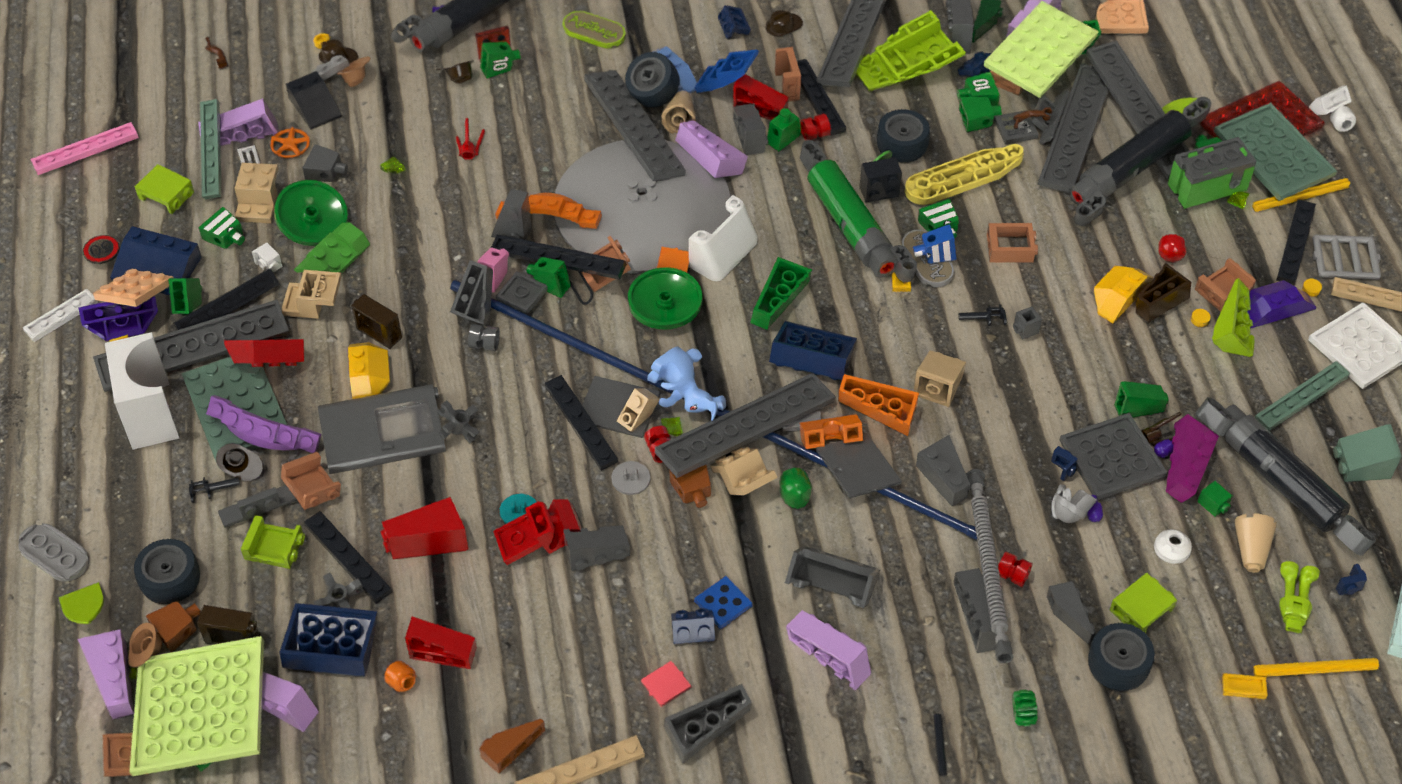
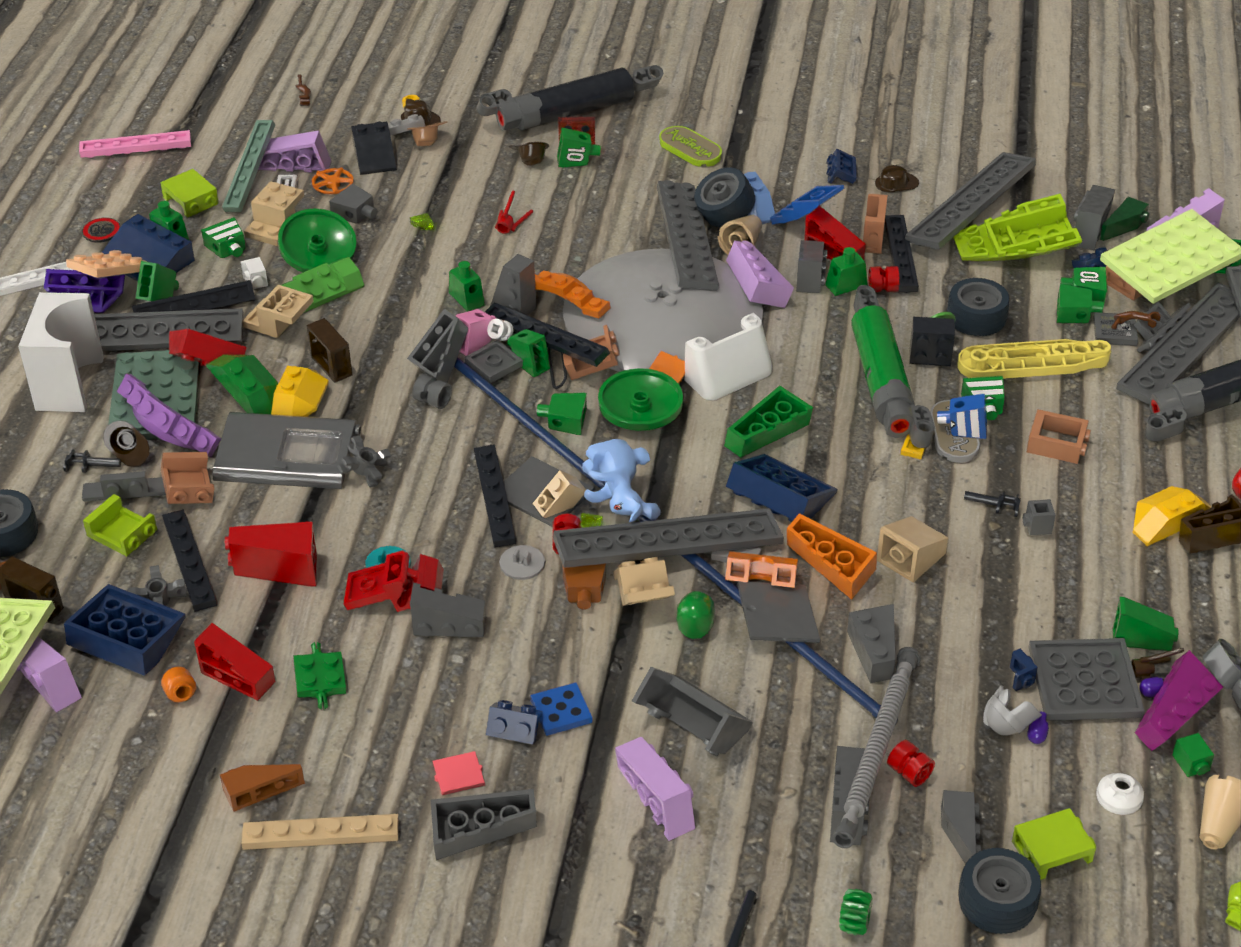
camera: 20 degrees right, 10 degrees down
(164, 224) = (169, 219): none -> green torso
(318, 373) = (246, 381): none -> green wedge
(466, 226) = (466, 287): none -> green torso
(512, 631) = (319, 675): none -> green plate
(520, 261) = (502, 333): none -> white wheel
(606, 327) = (565, 412): none -> green torso

